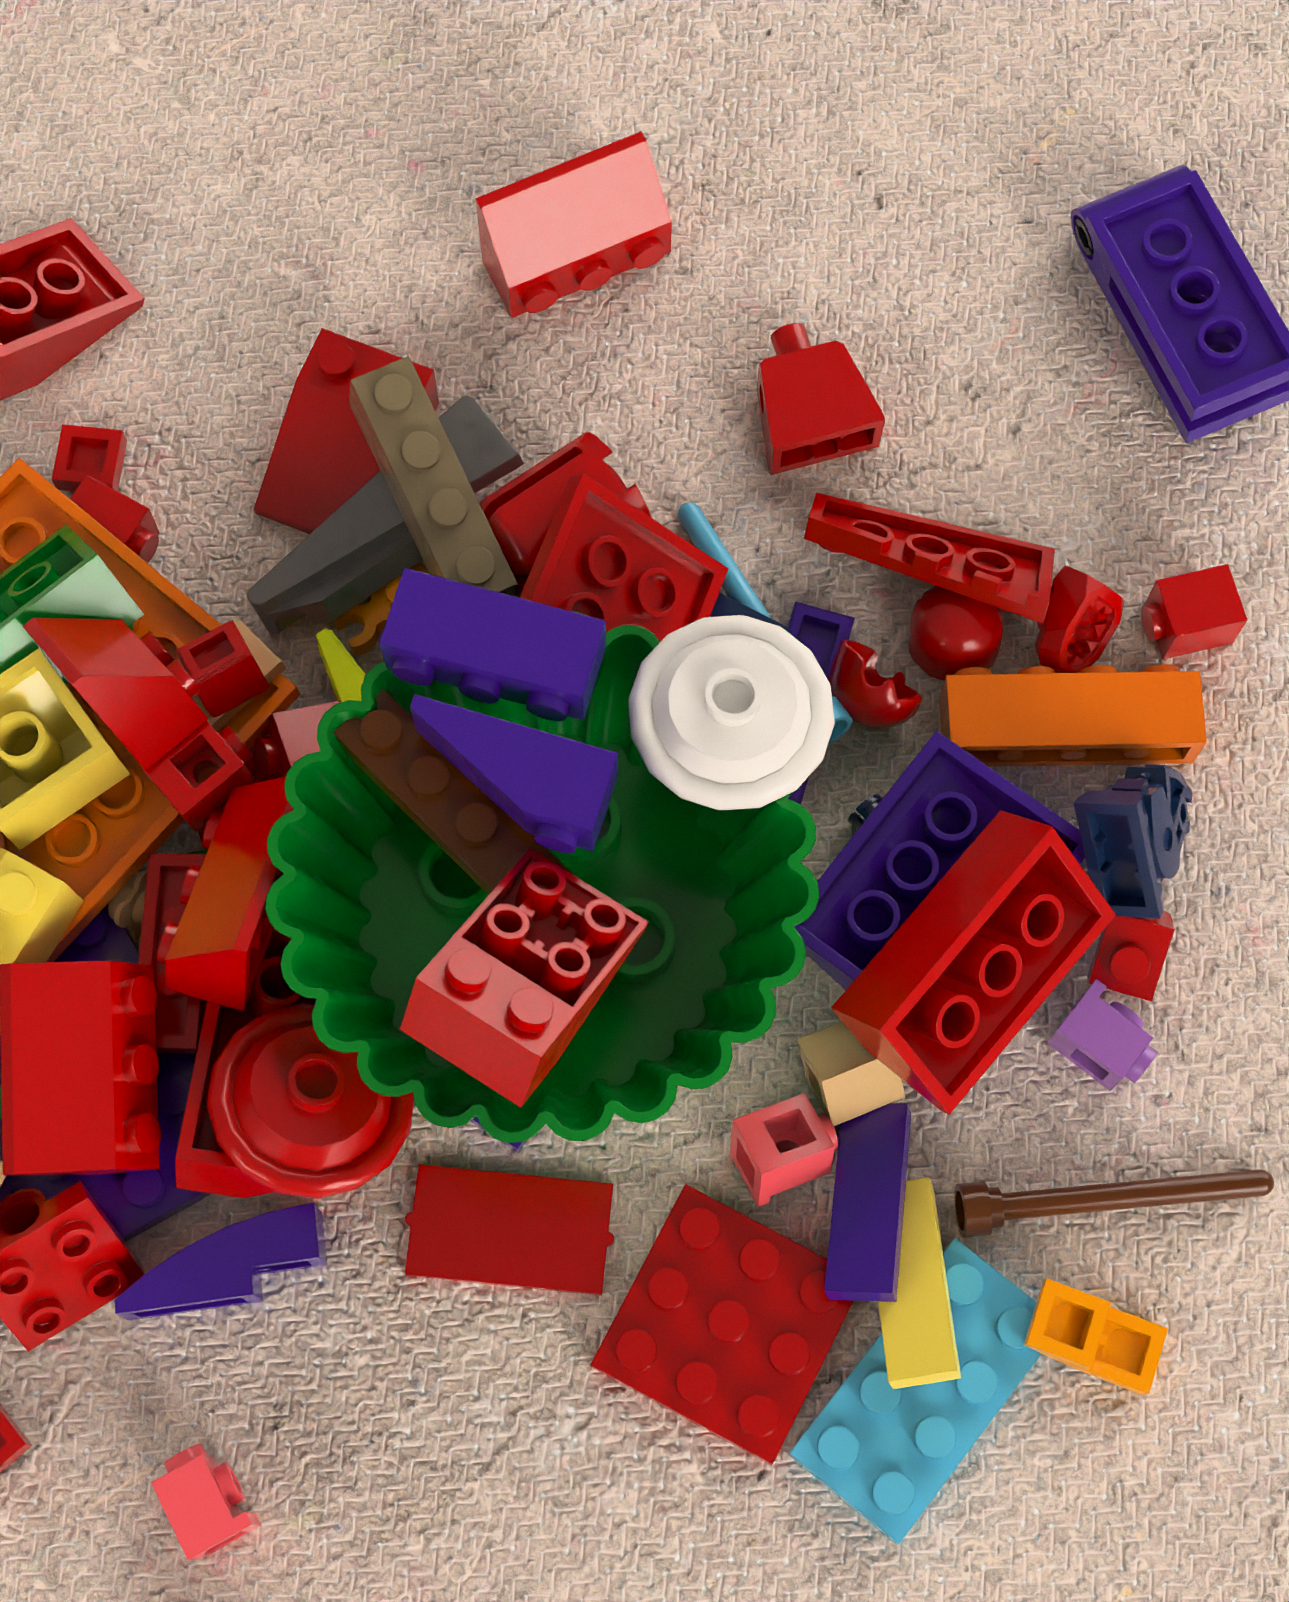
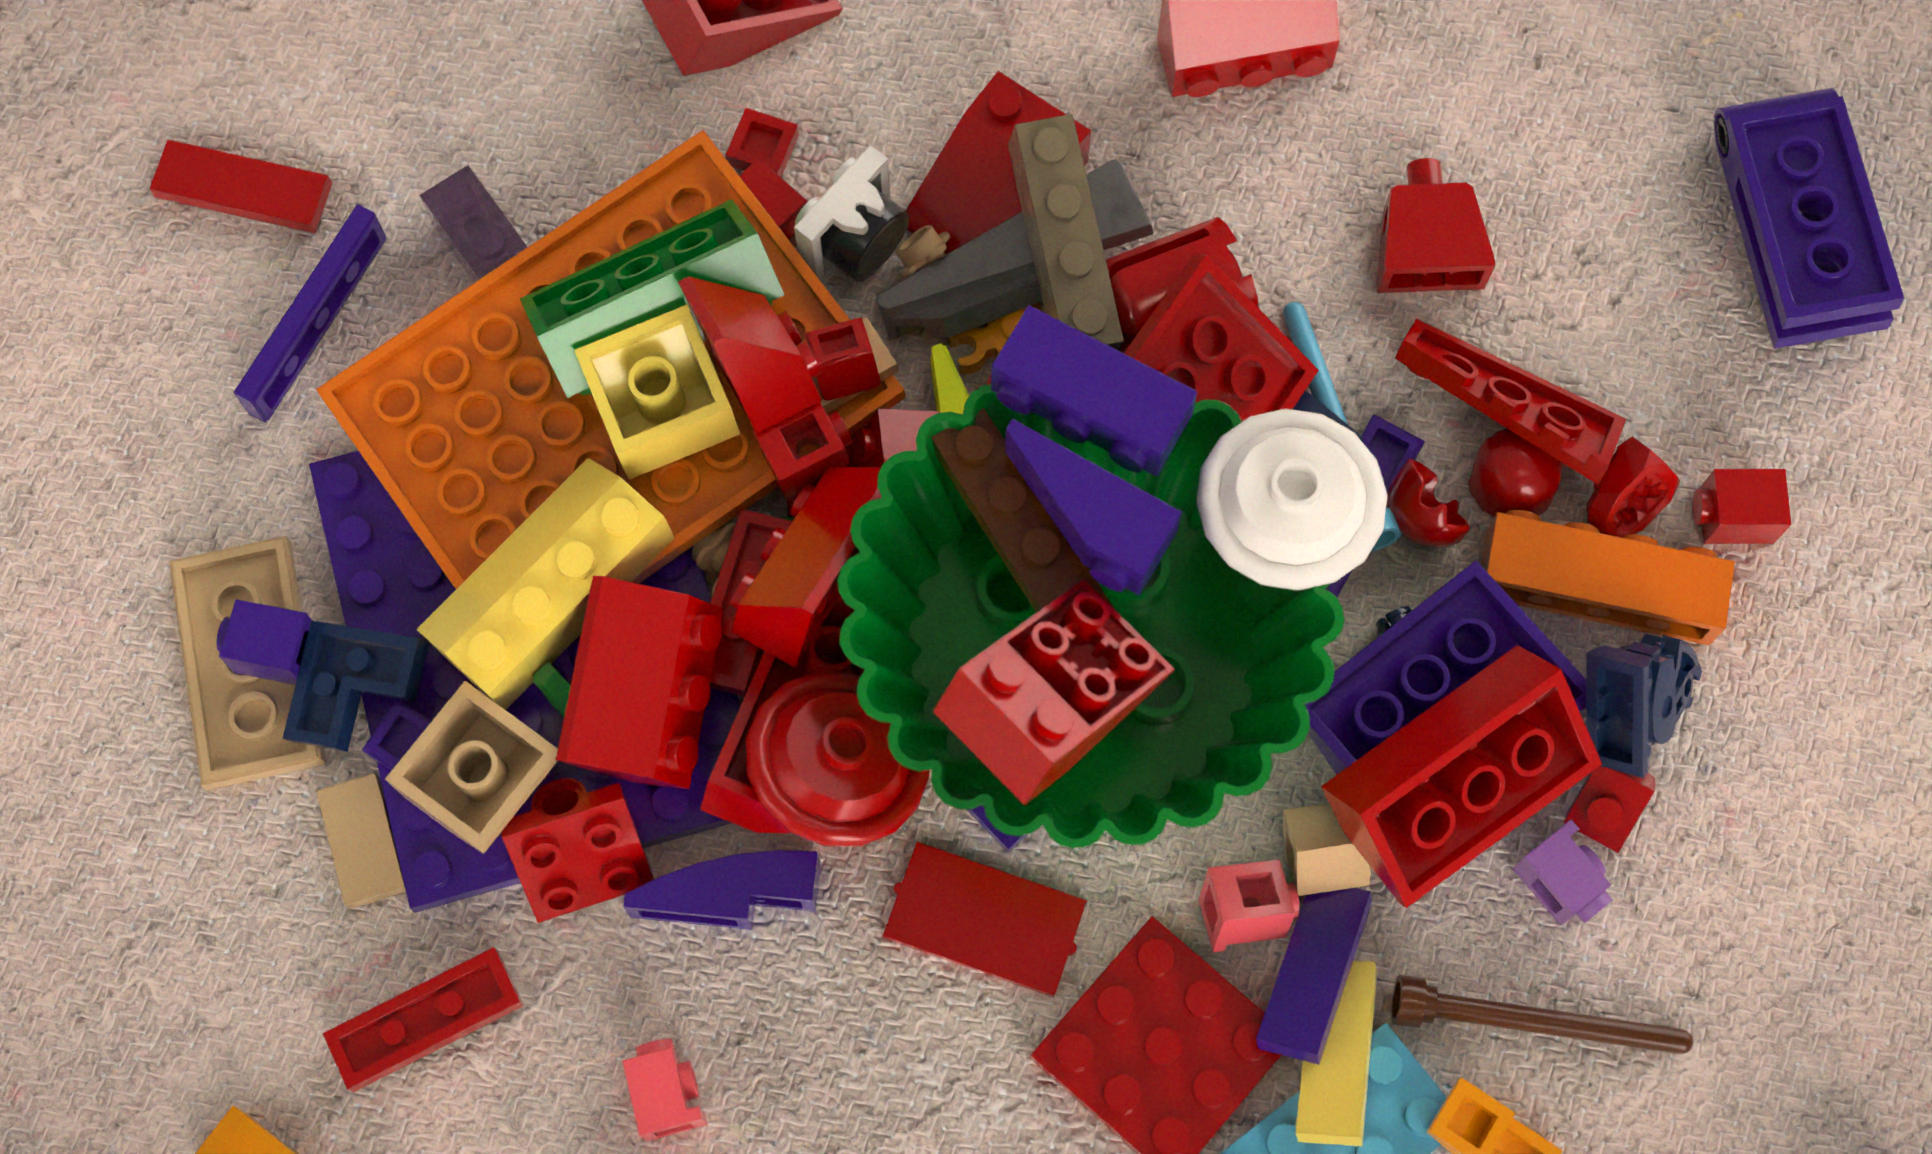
camera: 15 degrees right, 0 degrees up
(202, 521) = (853, 222): none -> piece
(283, 534) = (921, 249): none -> tan plate

